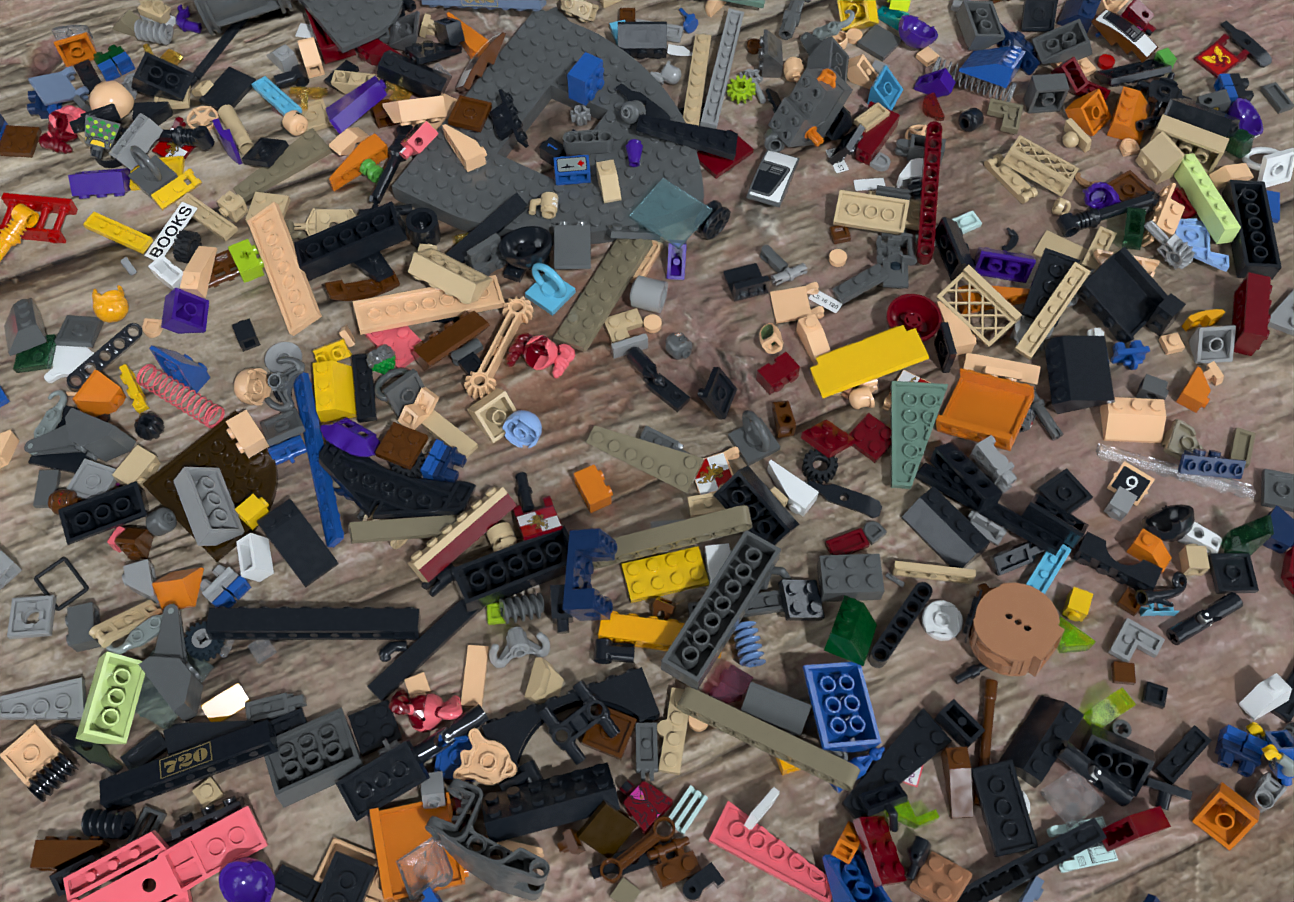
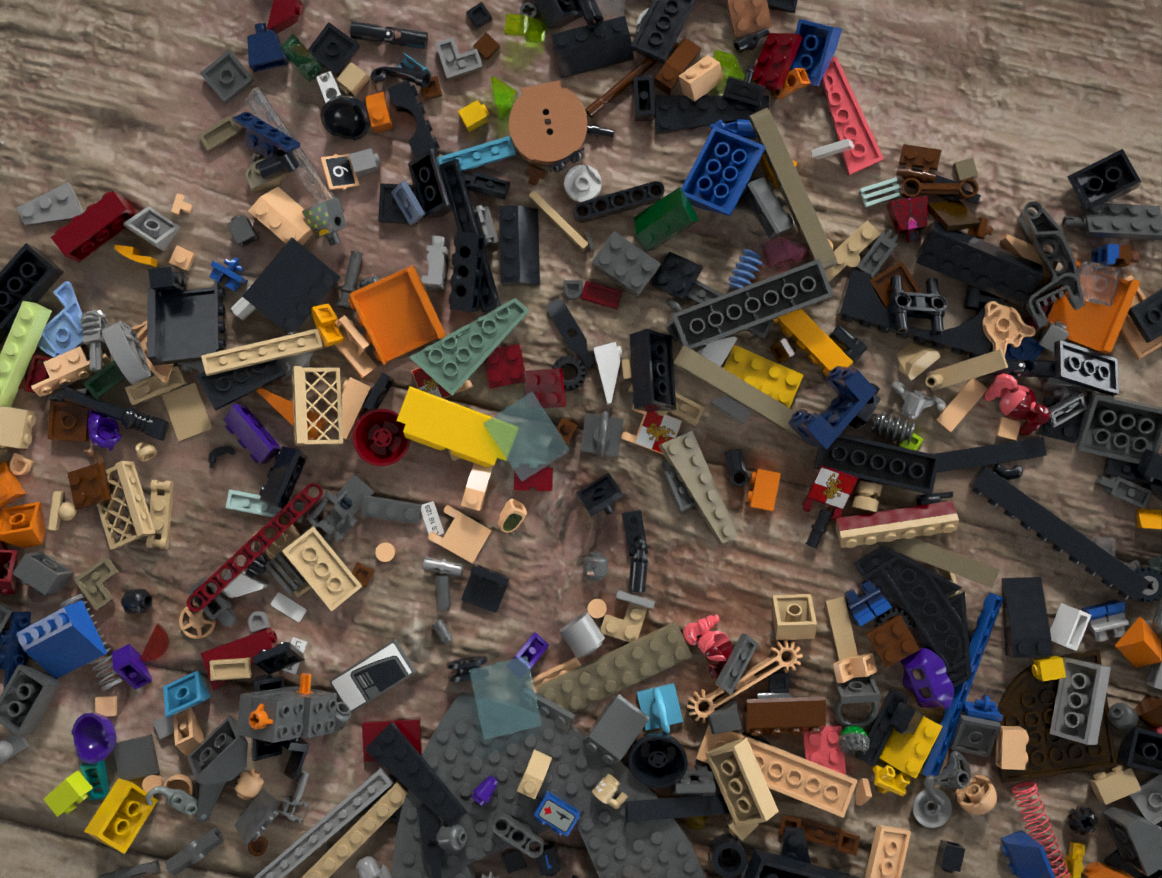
camera: 140 degrees left, 25 degrees up
(350, 398) = (906, 719): none -> black brick
(377, 732) = (1065, 406): none -> dark grey tile
(494, 309) = (725, 718): none -> dark grey slope
(495, 695) = (966, 370): none -> tan piece
(516, 346) = (736, 663): none -> dark grey plate
(523, 428) = (780, 586): light blue cylinder -> none
(629, 489) = (736, 465): none -> black piece
(701, 881) = (909, 136): black leg -> none
(741, 89) = (323, 794): lime gear -> none
(750, 235) = (442, 632): none -> dark grey pin
(810, 392) = (526, 436): none -> clear light blue piece
(862, 396) = (484, 404): light nougat piece -> none
(928, 781) = (701, 78): none -> light nougat brick
(1030, 366) = (326, 325): none -> light orange slope
(1065, 495) = (408, 203): none -> sand blue plate
(1073, 162) = (89, 486): none -> reddish brown plate
(1103, 436) = (326, 220): none -> dark grey torso
(1145, 246) = (127, 351): none -> light grey beam
(1179, 446) = (278, 163): none -> black piece
(1195, 392) = (209, 203): orange slope -> none

